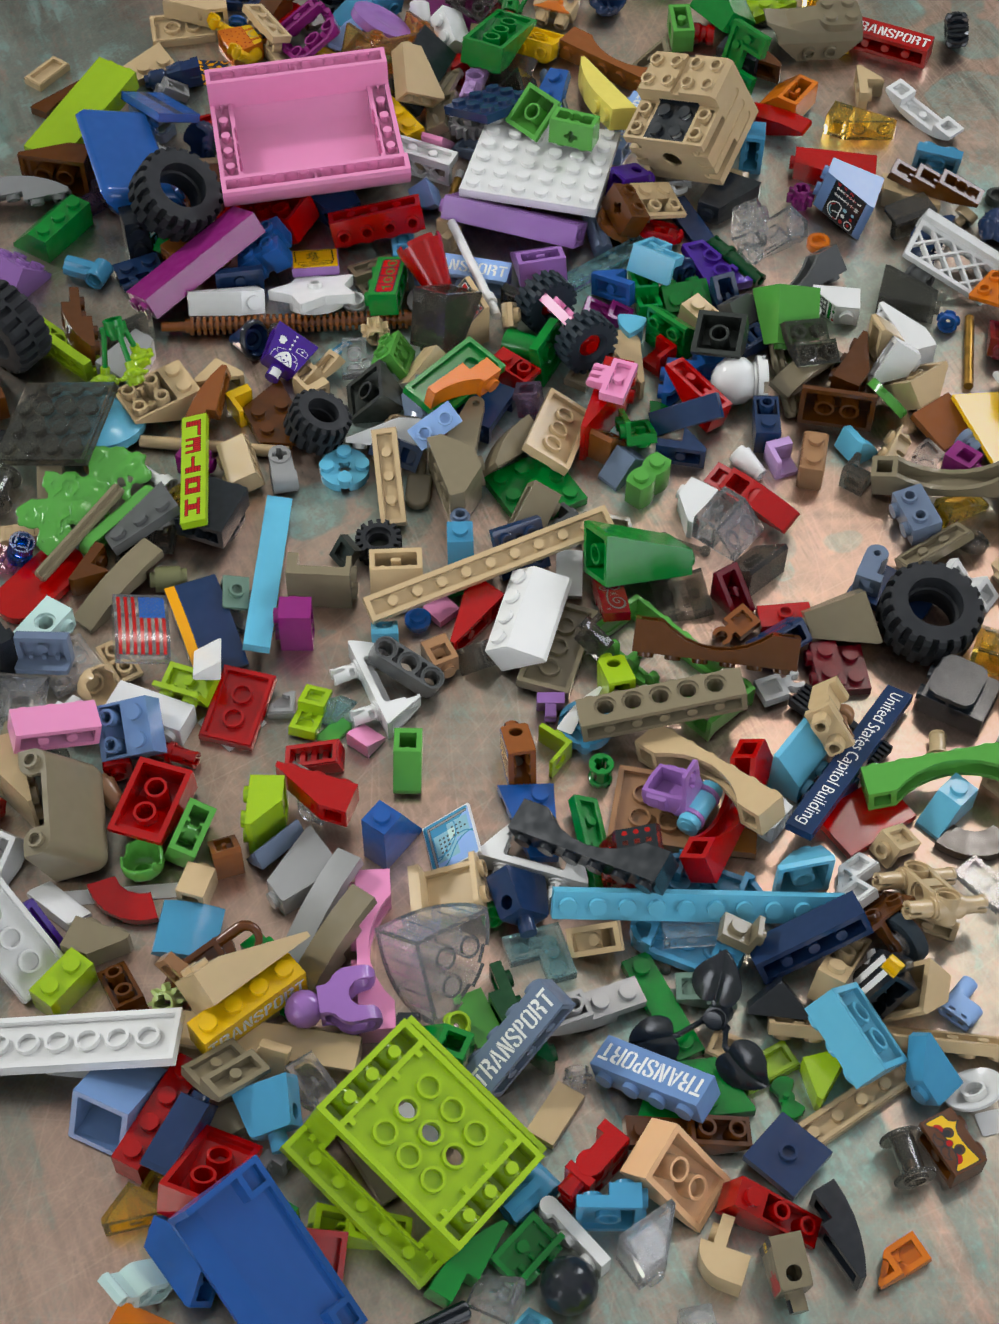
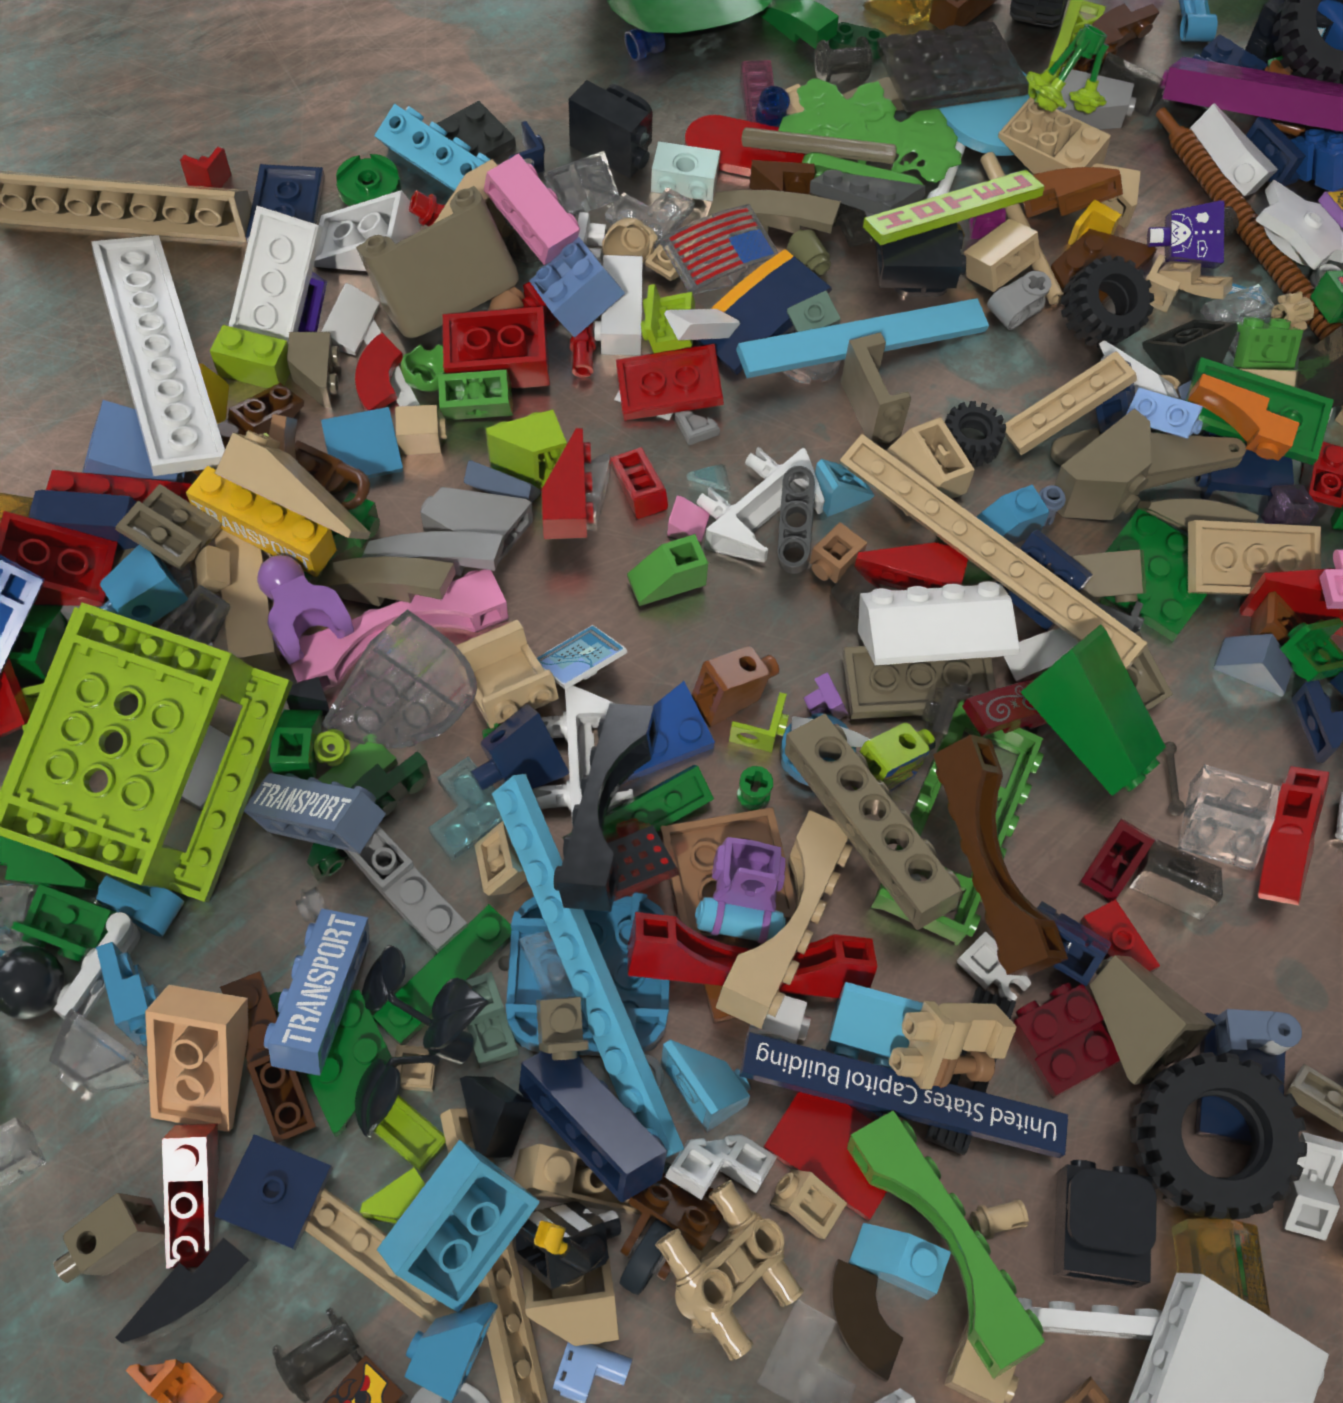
camera: 65 degrees right, 10 degrees up
(43, 652) = (640, 176): sand blue bracket -> none
(226, 856) = (464, 440): dark orange slope -> none
(250, 339) = (1194, 191): dark blue hat -> none
(294, 623) = (801, 387): magenta brick -> none
(310, 712) = (690, 455): lime slope -> none
(335, 731) = (685, 488): bright green piece -> none
(344, 458) = (1067, 346): medium azure plate -> none
(345, 547) = (938, 403): pearl dark grey tile -> none
(386, 834) = (557, 583): blue slope -> none
(417, 620) = (883, 515): blue plate -> none
(442, 611) = (910, 533): bright pink tile -> none
(556, 1114) = (257, 898): tan tile -> none
(594, 1165) = (185, 963): red hips -> none
(647, 480) = (1249, 697): bright green brick -> none
(683, 597) = (1081, 804): clear smoke slope -> none
(691, 500) = (1247, 757): white slope -> none
(721, 1265) = (103, 1152): tan brick -> none
(737, 623) = (1072, 885): dark orange plate -> none
(782, 1089) = (380, 1160): green piece -> none

